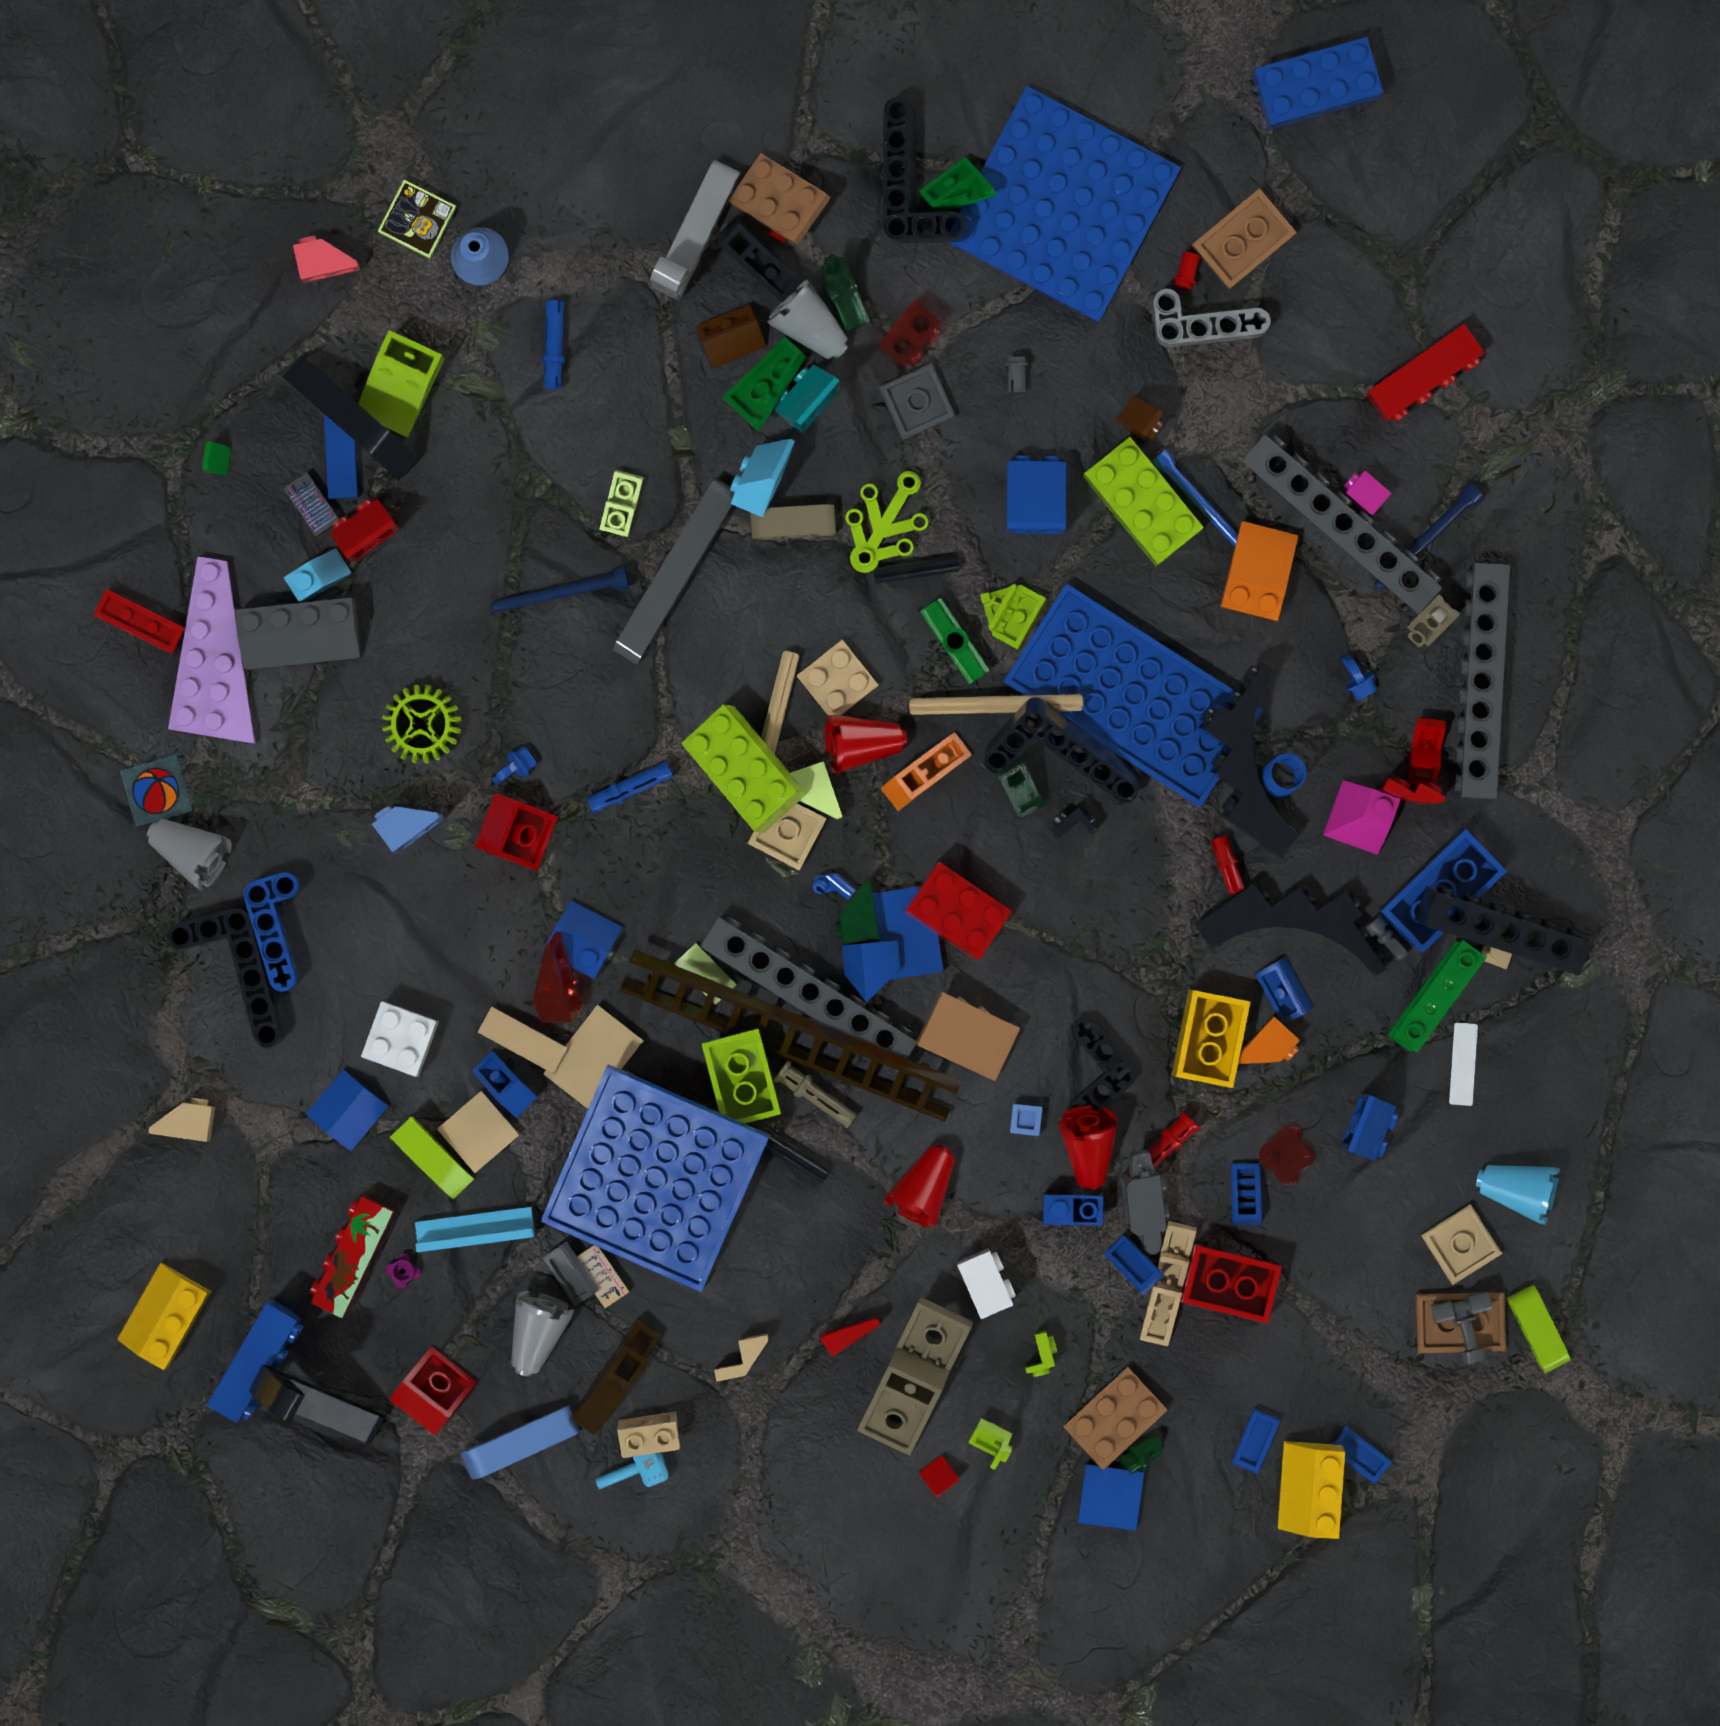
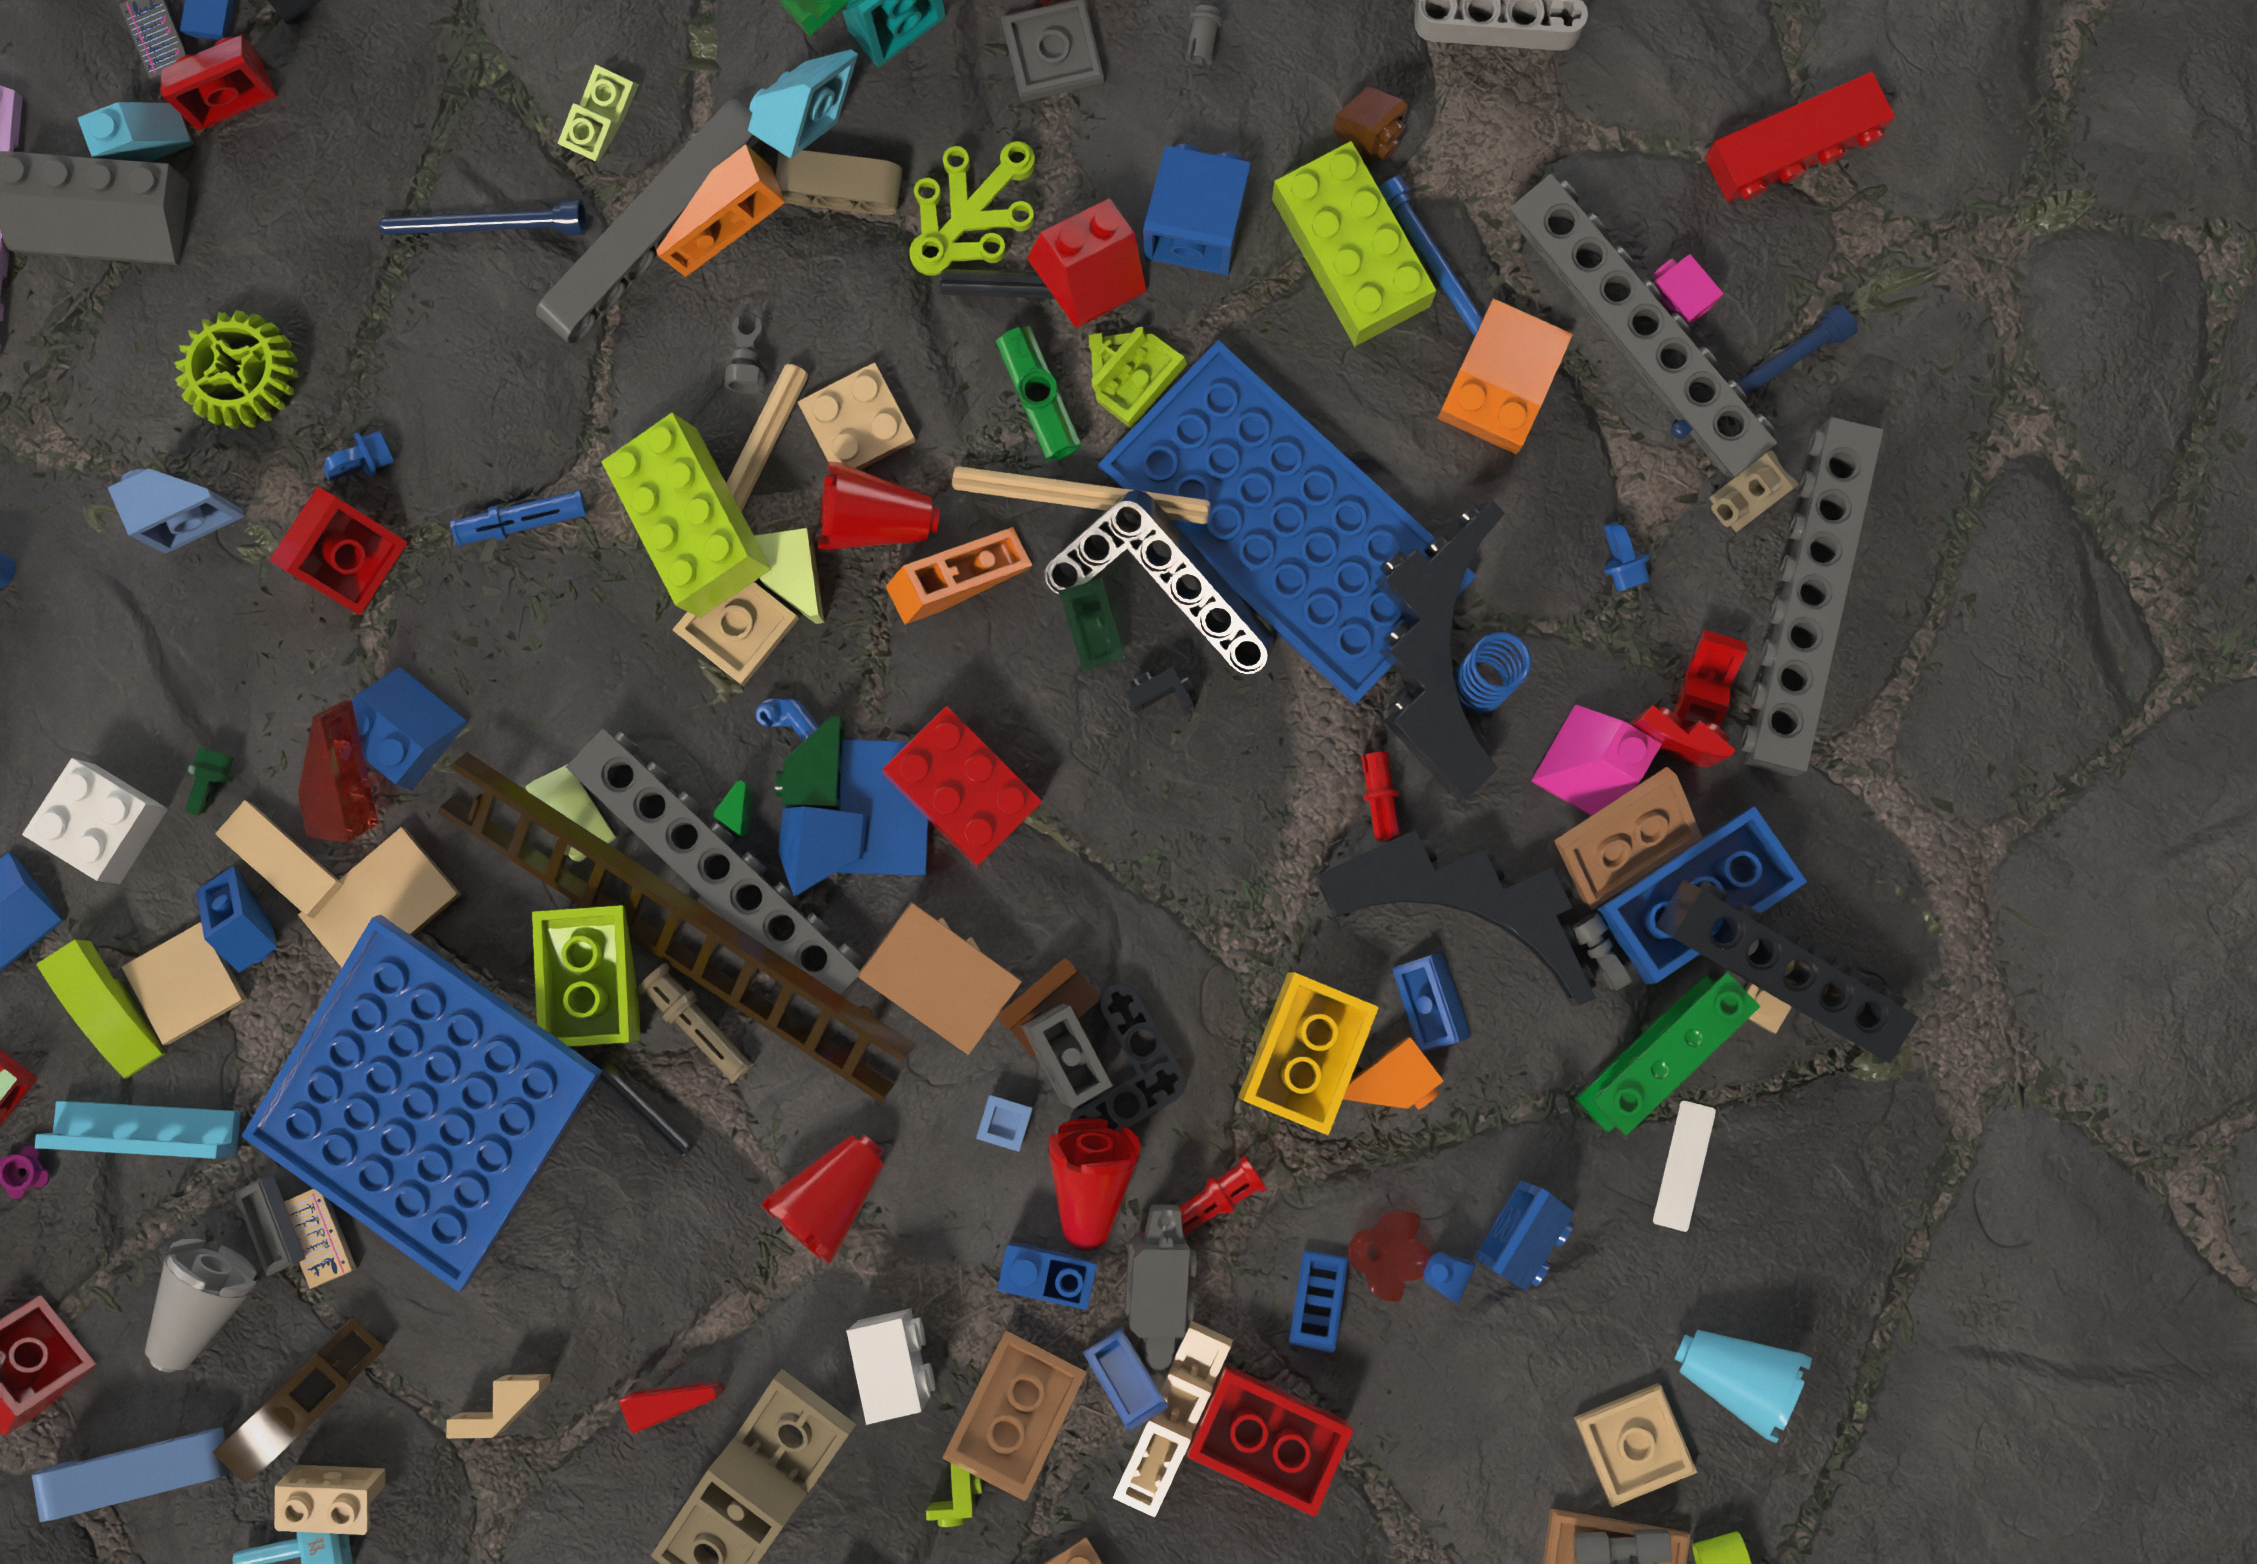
camera: 15 degrees right, 5 degrees down
(464, 990) = (208, 769): none -> dark green piece
(723, 557) = (723, 209): none -> orange slope
(756, 664) = (743, 374): none -> dark grey piece
(812, 952) = (736, 808): none -> green slope
(973, 549) = (1090, 262): none -> red slope
(1040, 1041) = (1059, 985): none -> reddish brown panel
(1057, 1069) = (1066, 1055): none -> dark grey brick
(1069, 1299) = (1014, 1415): none -> medium nougat plate
(1325, 1161) = (1448, 1275): none -> blue piece
(1391, 863) = (1629, 838): none -> medium nougat plate

